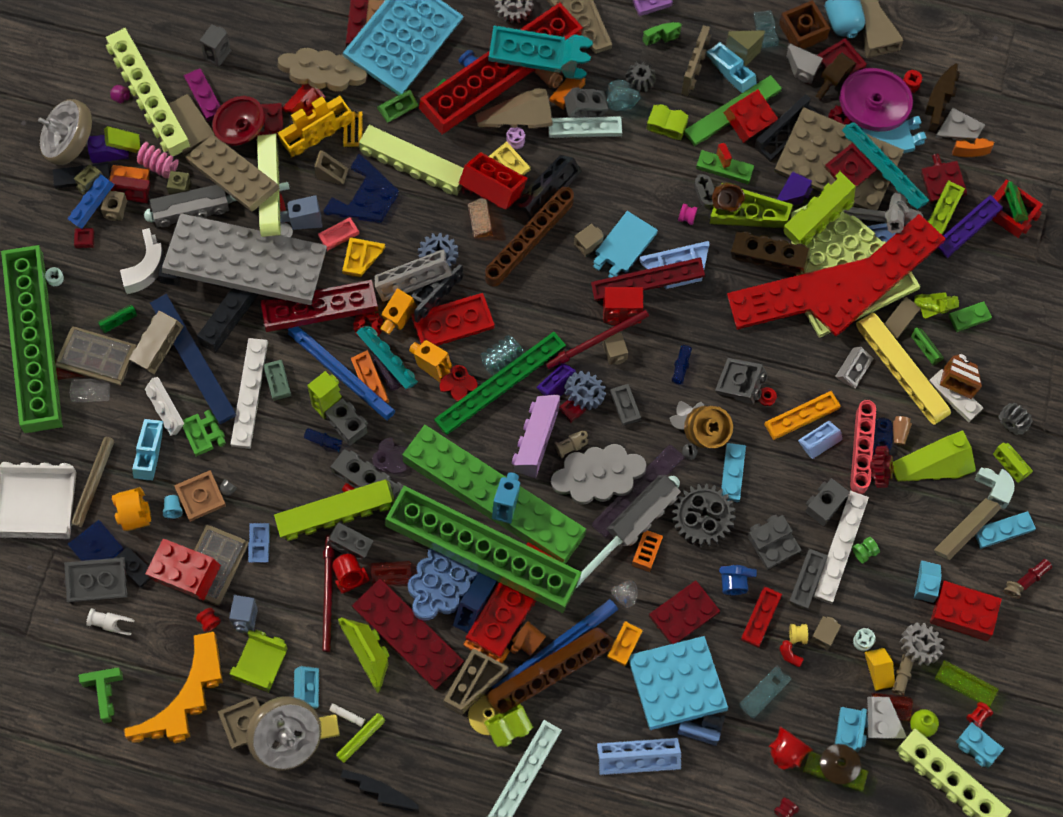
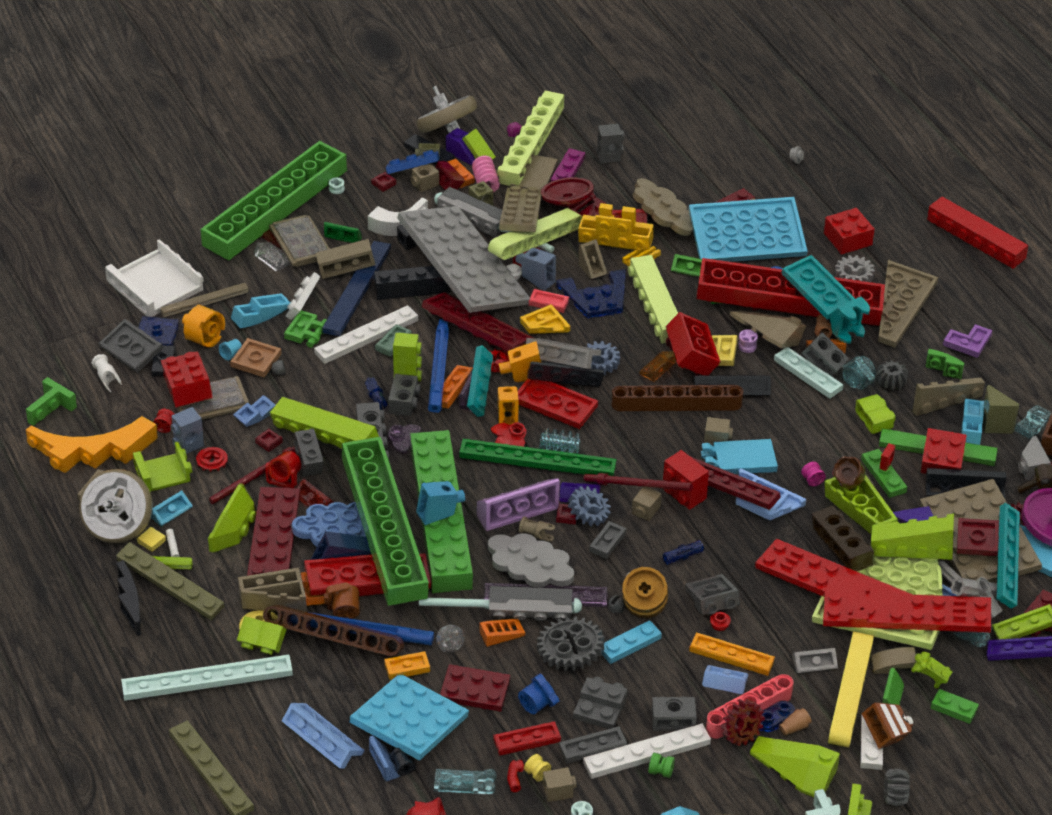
camera: 50 degrees right, 25 degrees down
(282, 606) = (204, 456): none -> red gear
(299, 557) = (268, 440): none -> dark red tile
(389, 748) = (170, 581): none -> olive plate

